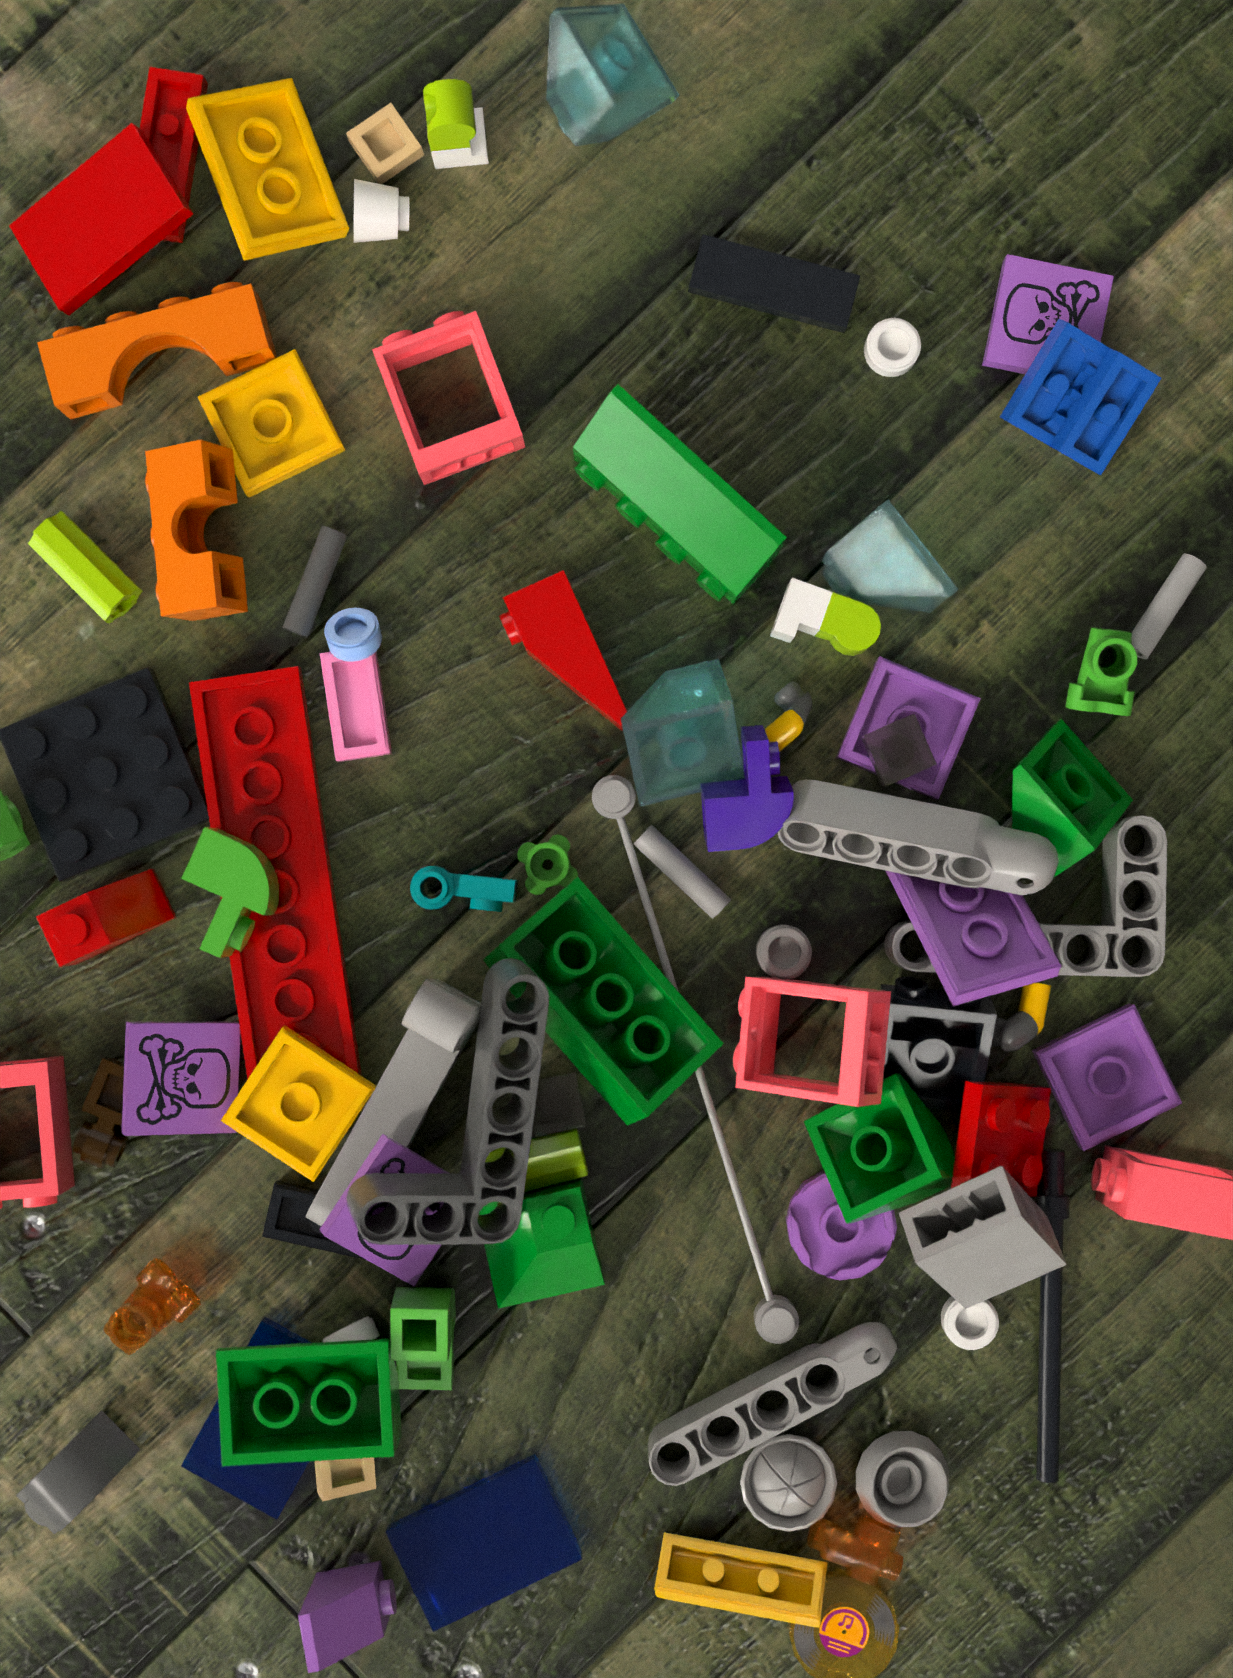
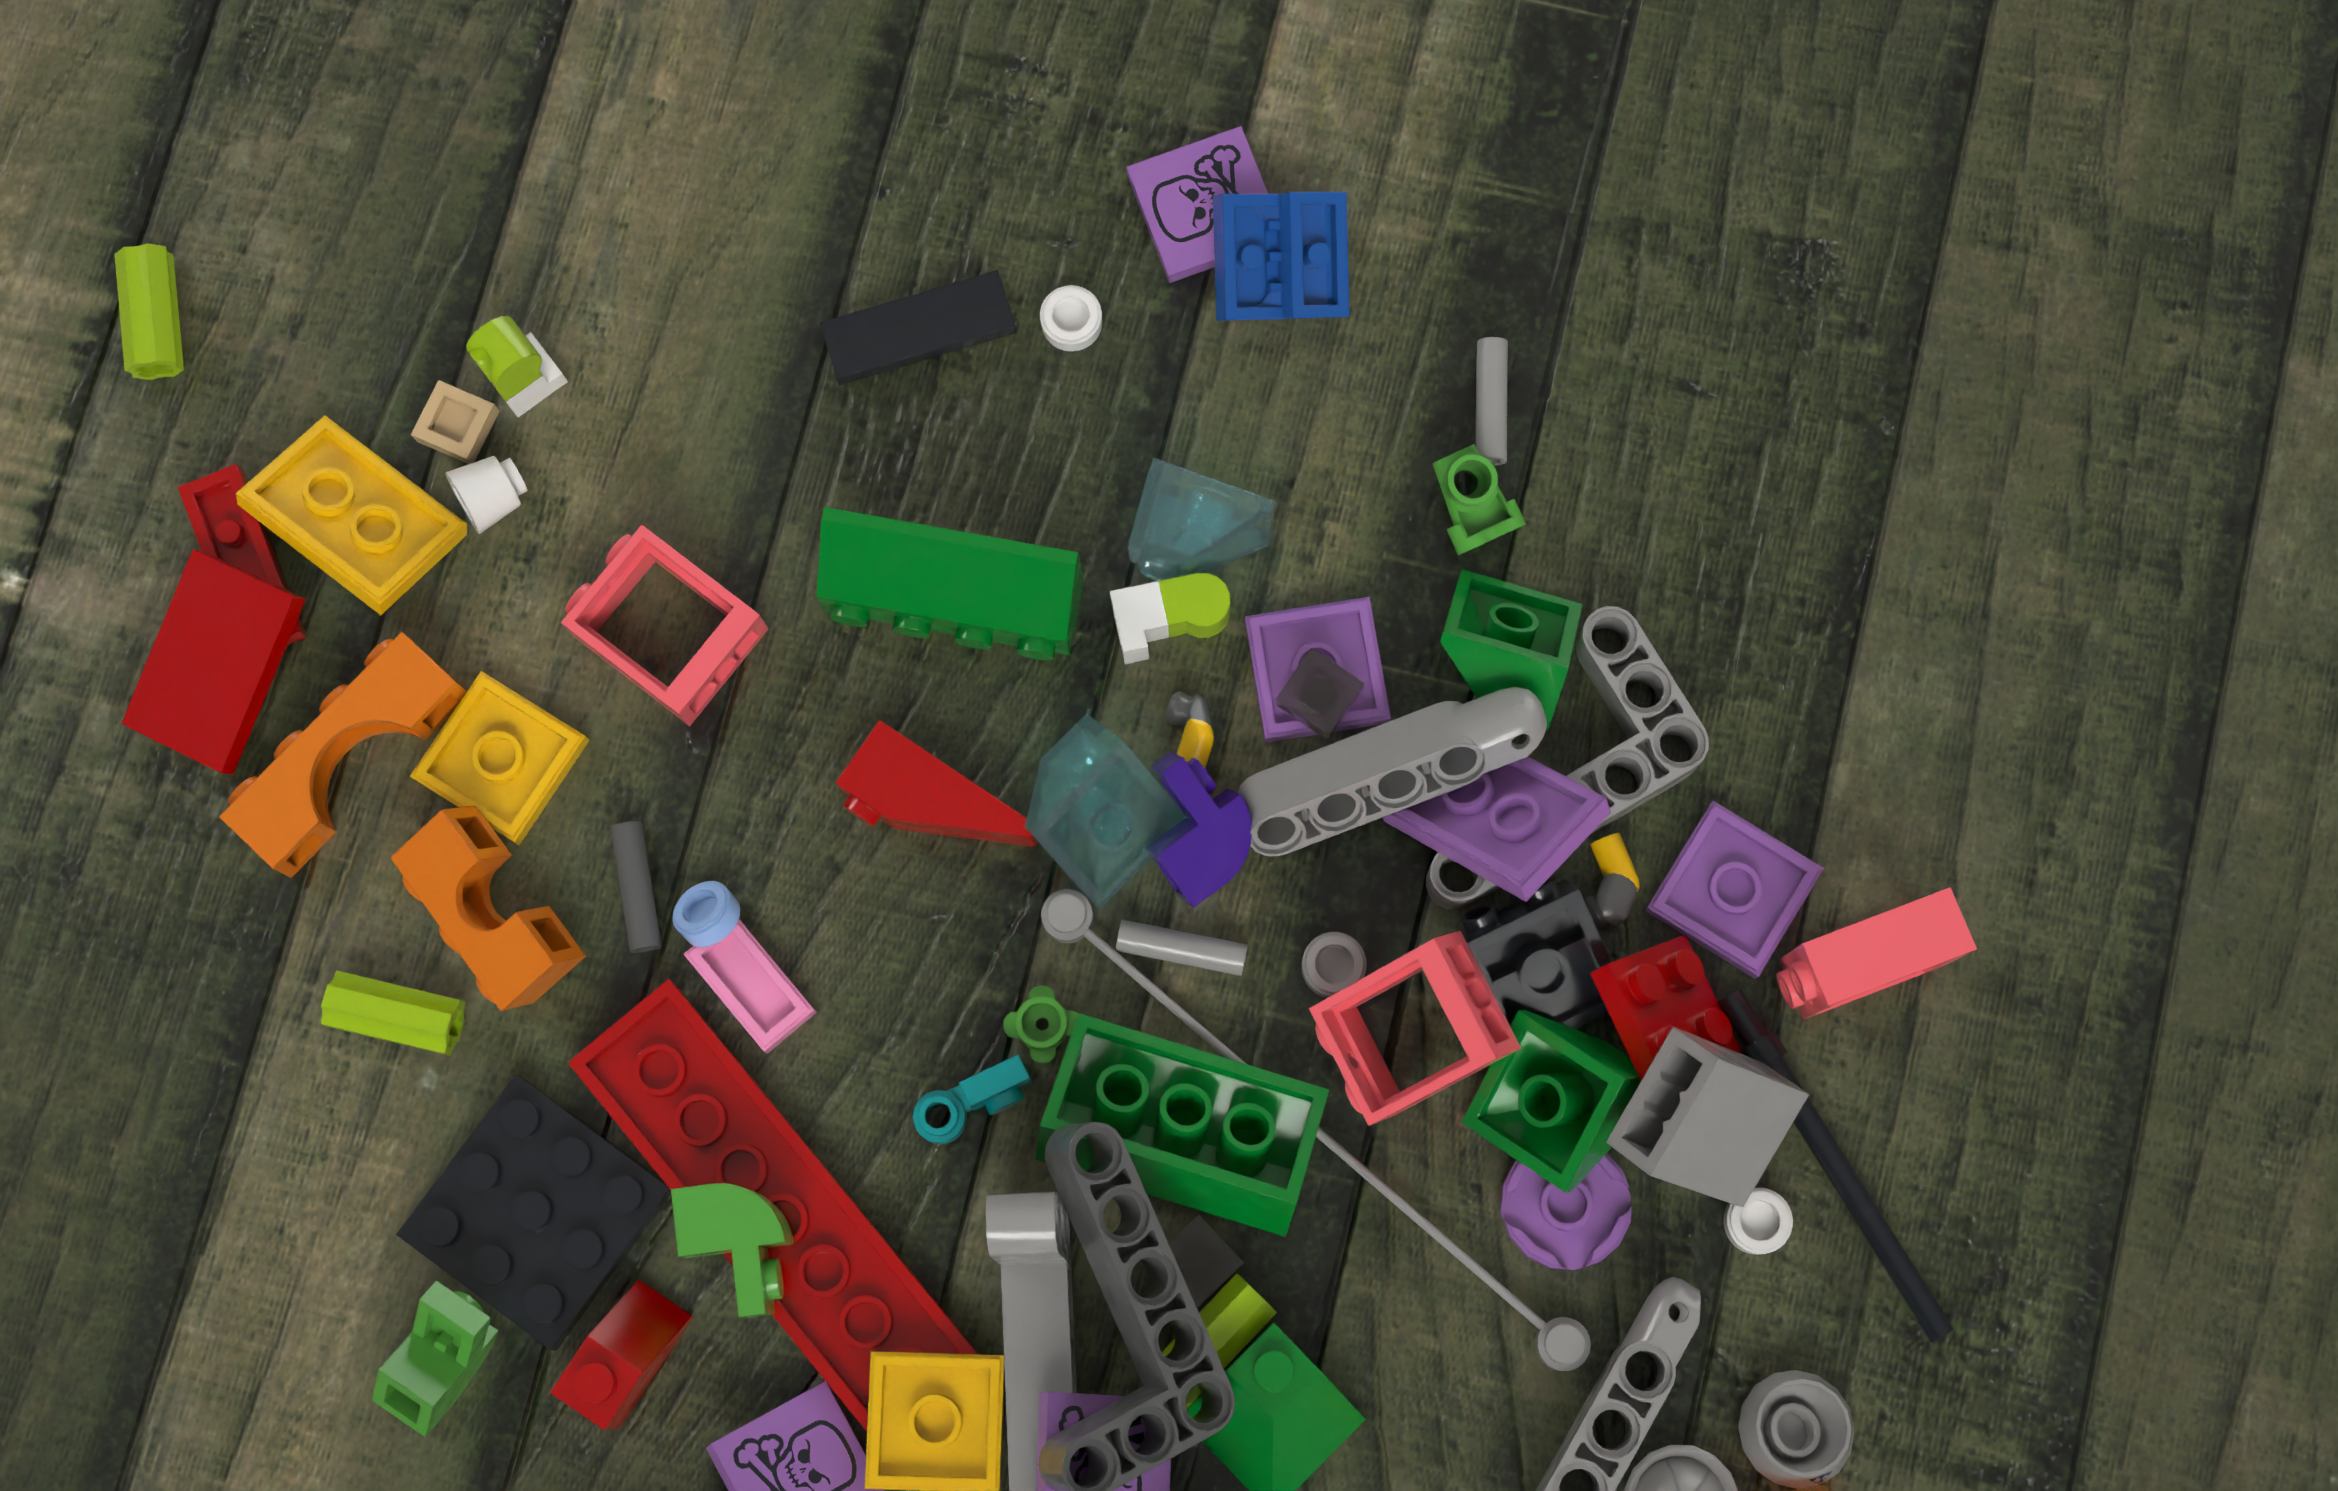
camera: 25 degrees left, 10 degrees down
(602, 73) = (630, 232): clear light blue slope -> none

